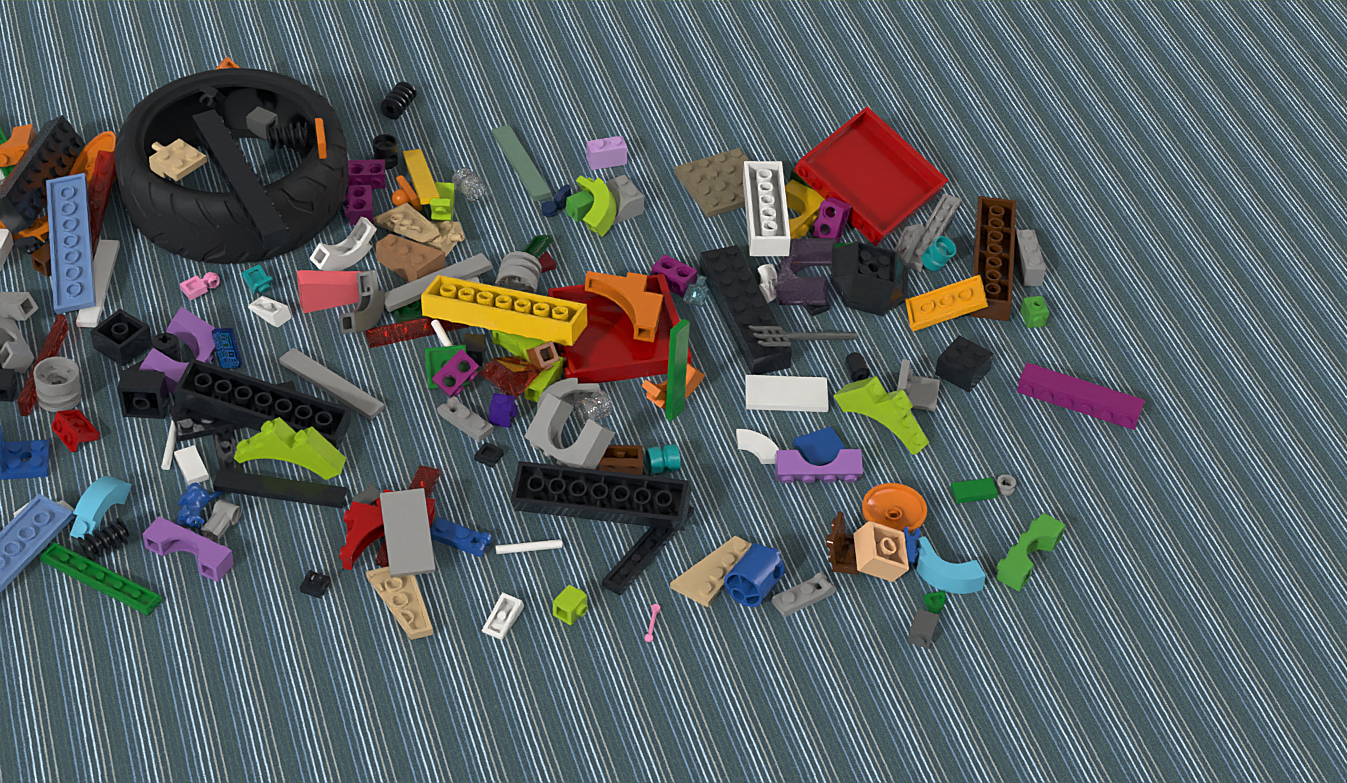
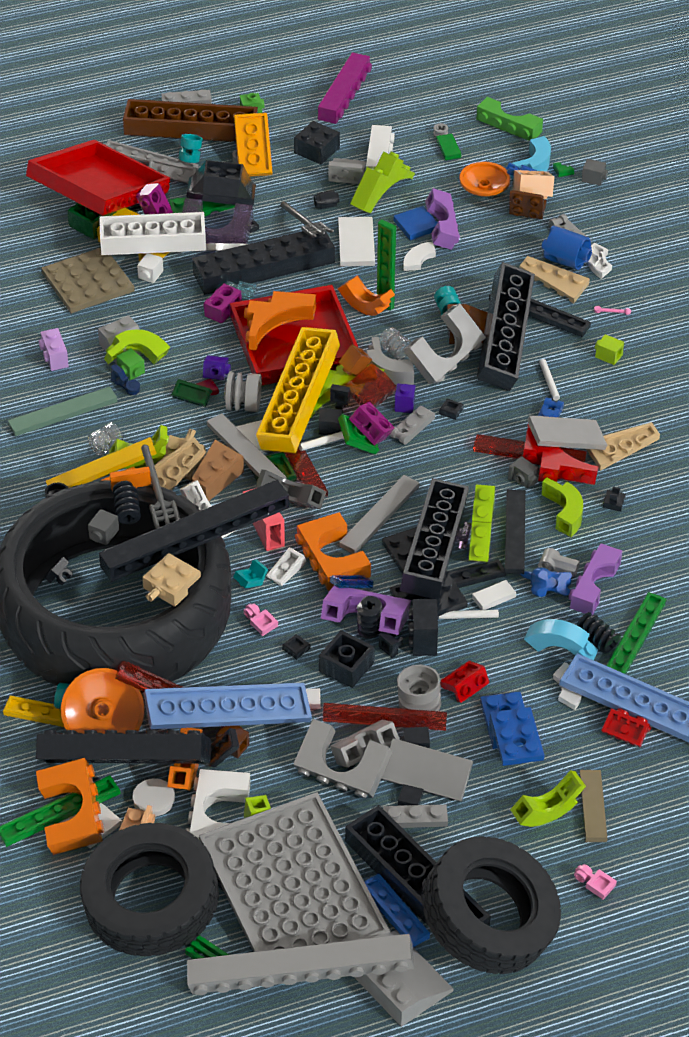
camera: 90 degrees left, 0 degrees up
(160, 312) = (296, 646): none -> black tile
(287, 162) = (161, 503): none -> dark grey piece
(298, 326) = (323, 531): none -> orange arch
(306, 540) = (571, 501): none -> lime arch
(502, 347) = (340, 396): none -> black plate
(503, 616) = (624, 389): white slope -> none
(566, 263) = (216, 367): none -> dark purple brick
(734, 223) = (150, 267): none -> white brick
(745, 618) = (598, 262): none -> white tile
(953, 419) = (380, 140): none -> white brick

